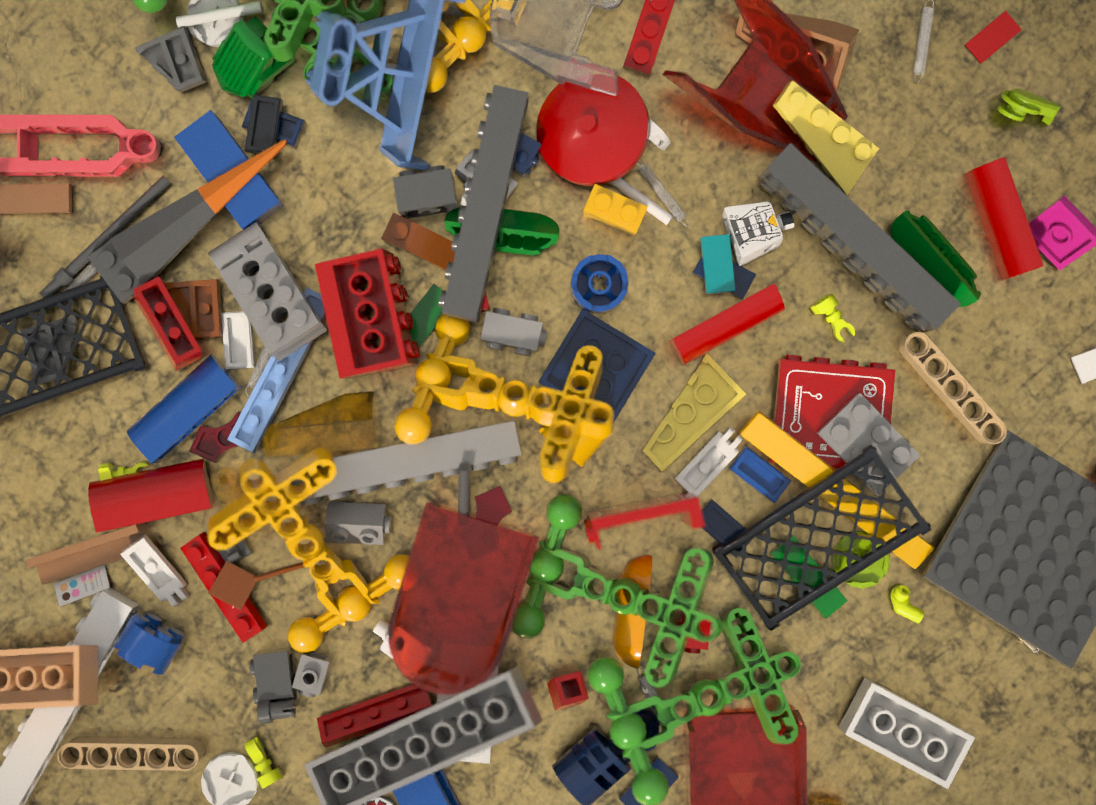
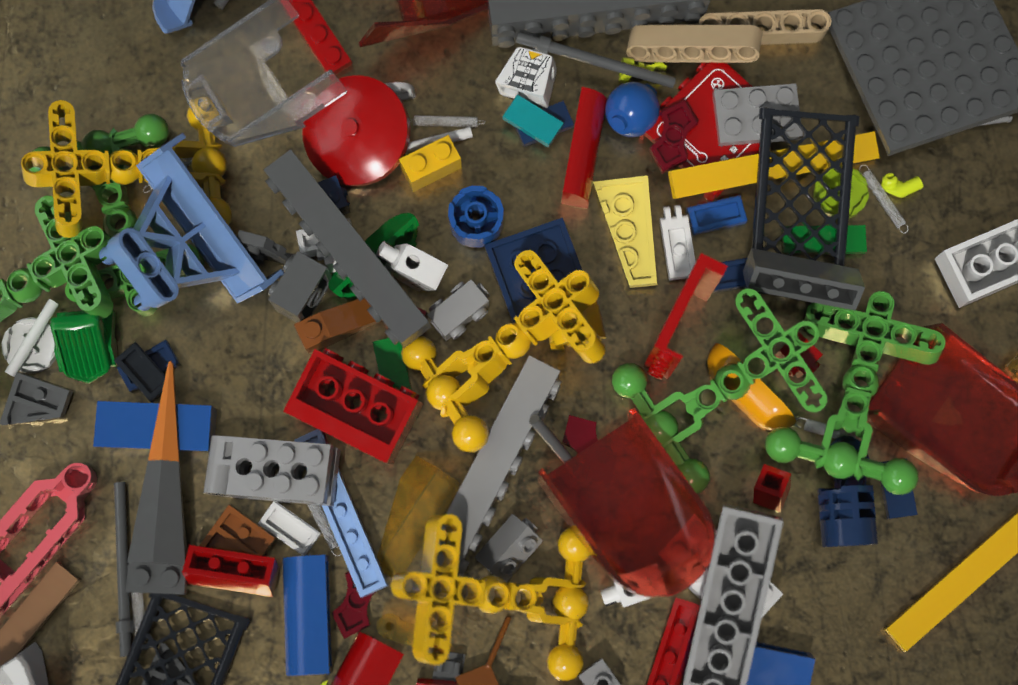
camera: 50 degrees left, 10 degrees down
(433, 134) = (263, 248): none -> dark grey wing
(515, 267) = (412, 266): none -> white torso
(755, 588) = (803, 279): none -> dark grey brick
(781, 395) = (669, 149): none -> dark red tile
(787, 224) = (545, 45): none -> dark grey bar
(792, 337) = (632, 109): none -> blue brick
(889, 345) = (695, 43): none -> tan beam
(891, 569) = (866, 176): none -> white piece

